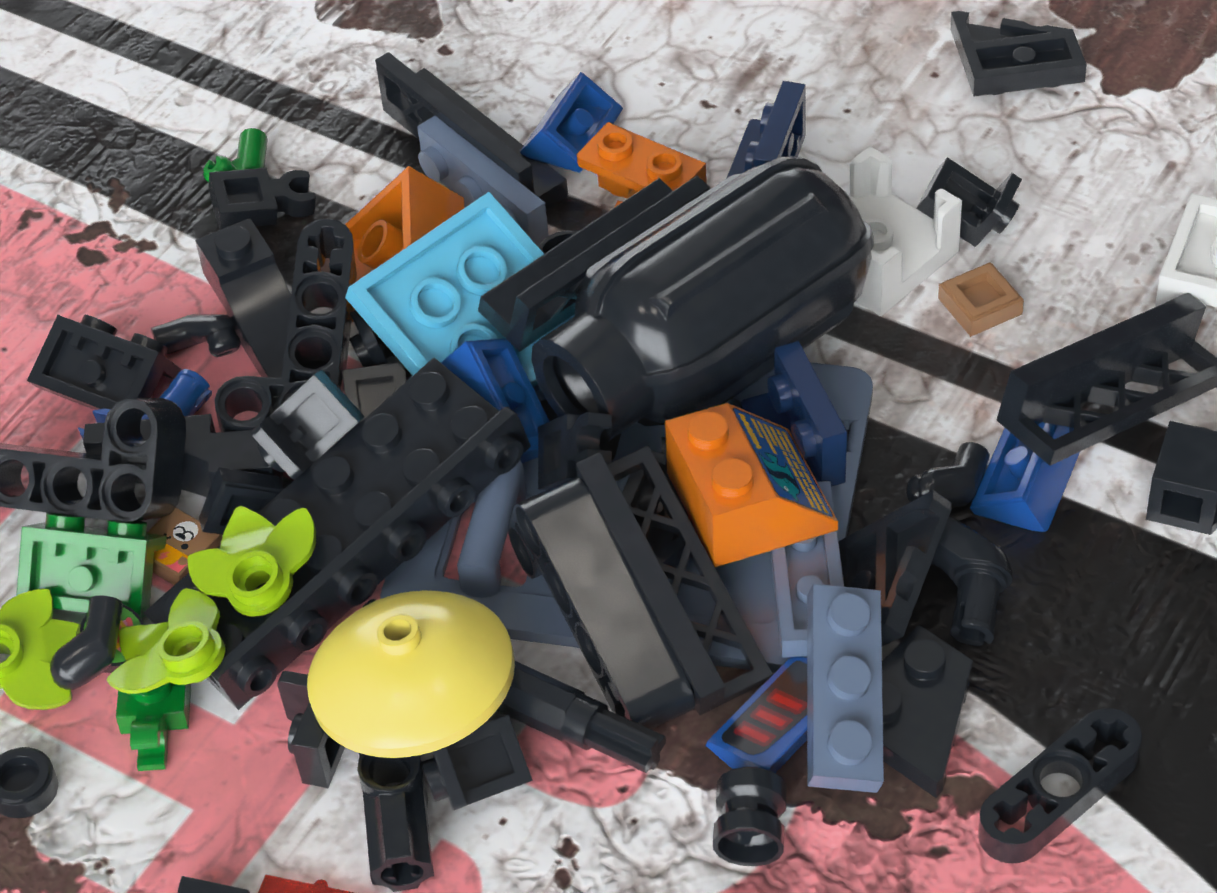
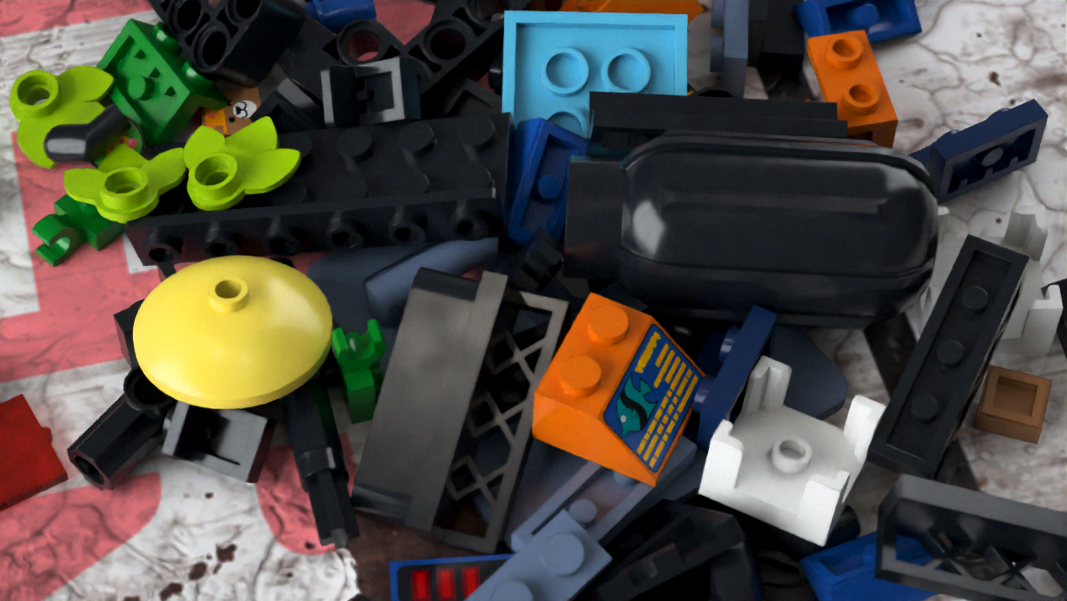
camera: 40 degrees right, 5 degrees up
(531, 633) = (359, 369): none -> green plate
(910, 441) = (786, 462): none -> white panel
(936, 292) = (949, 360): none -> black fence

